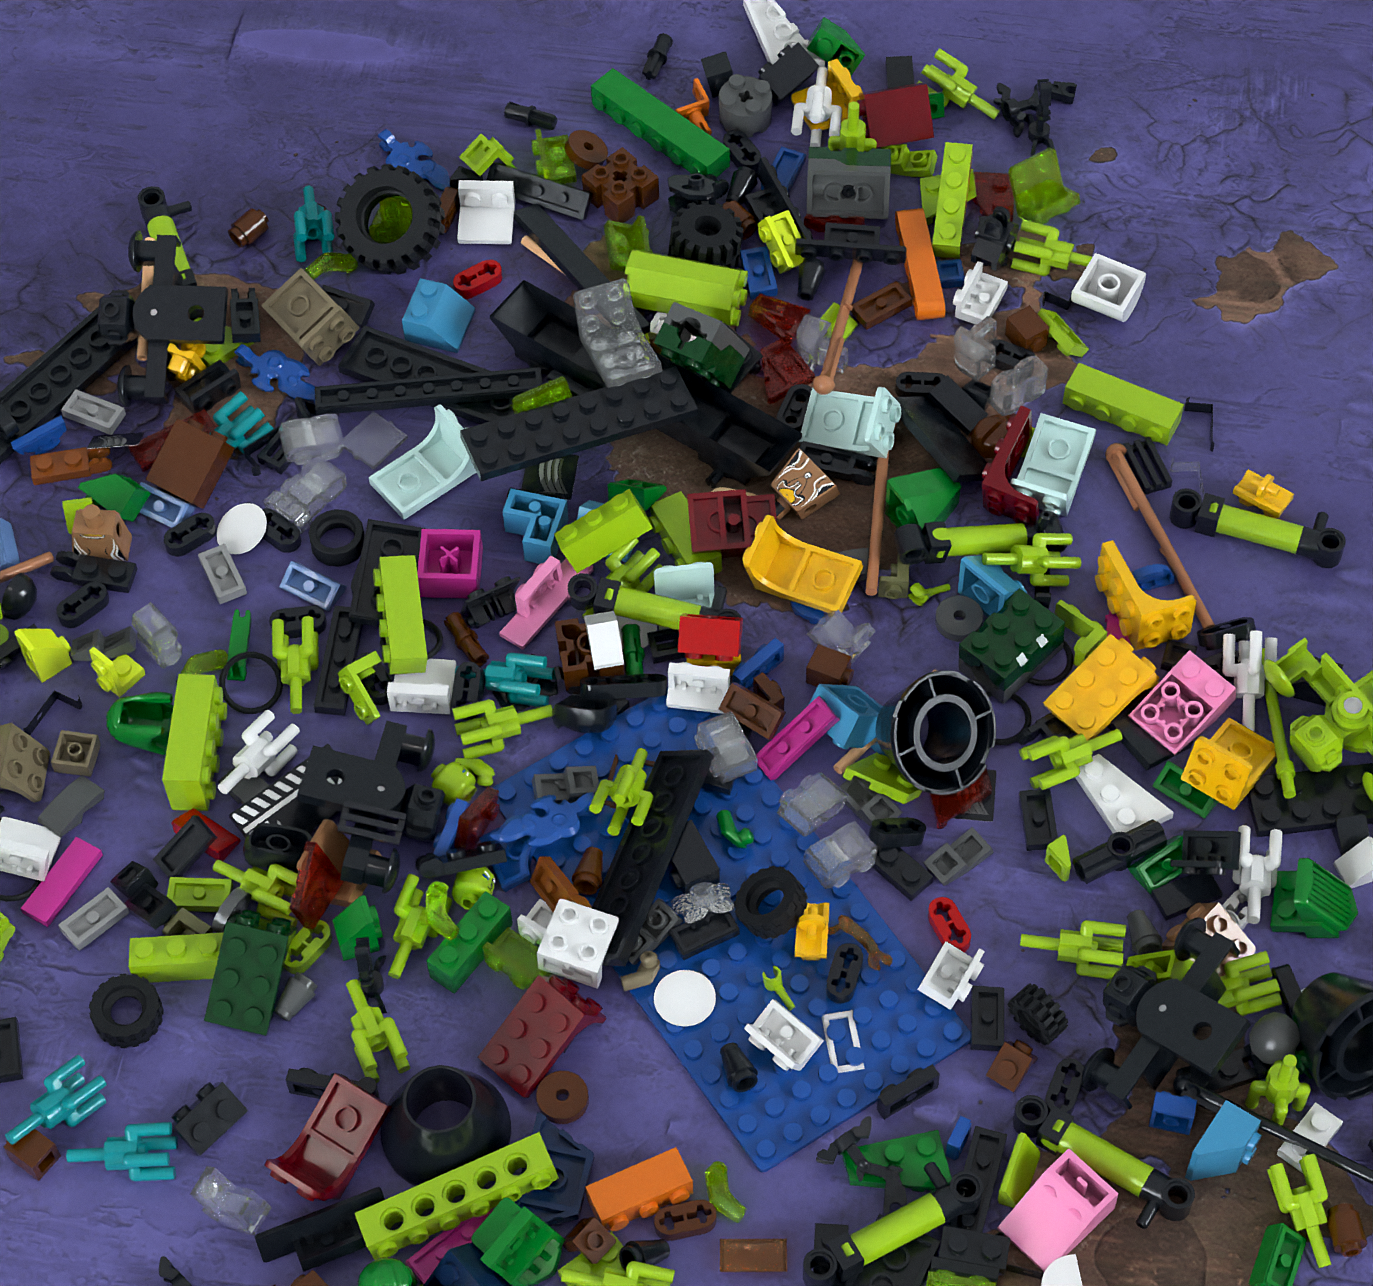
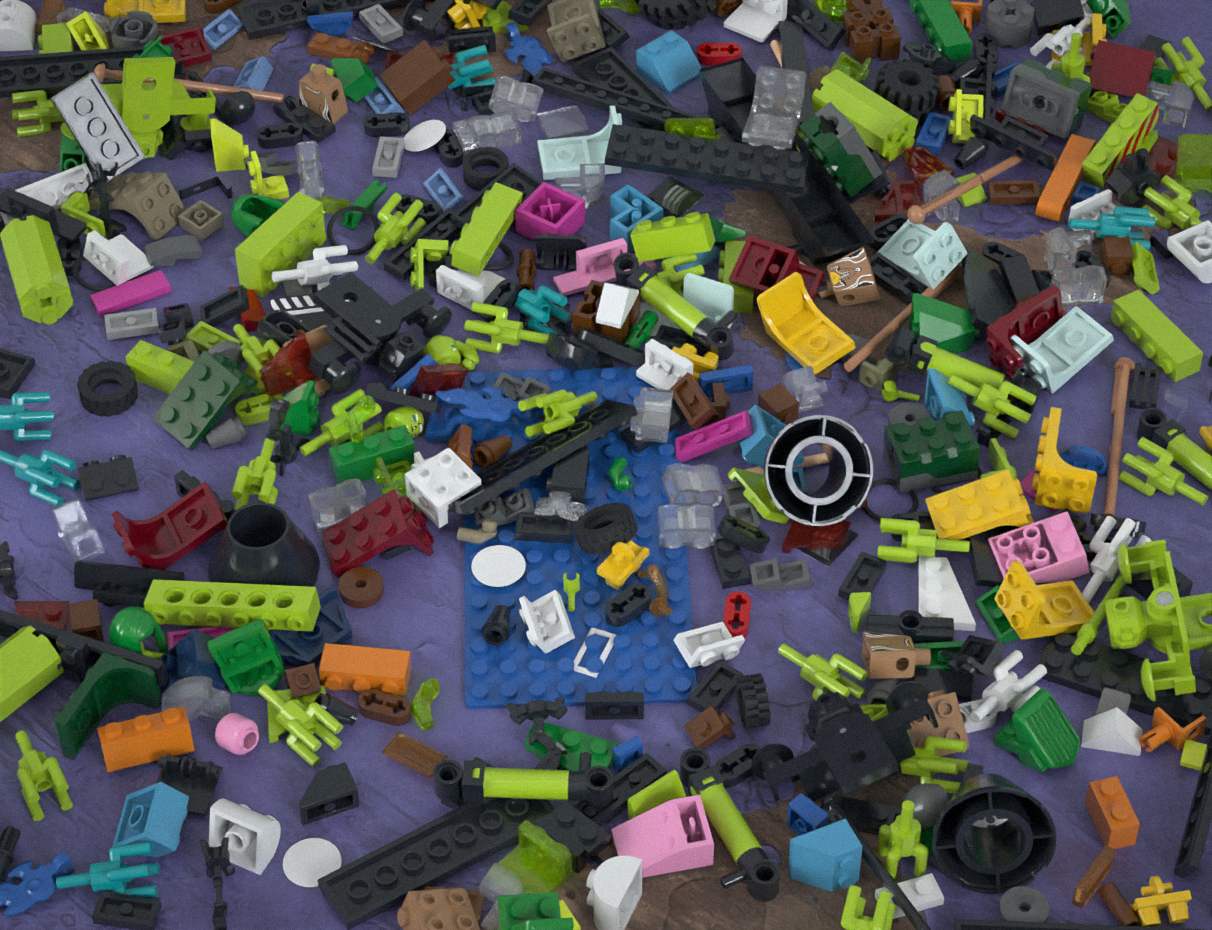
camera: 30 degrees right, 10 degrees down
(458, 506) = (588, 186): none -> clear brick
(475, 1022) = (335, 503): none -> clear brick
(710, 636) = (697, 335): red brick -> none
(963, 122) = (1174, 99): none -> clear brick
(1013, 297) = (1118, 224): none -> teal plant
(1127, 893) = (891, 655): none -> medium nougat torso
(1230, 559) = (1158, 474): none -> lime plant

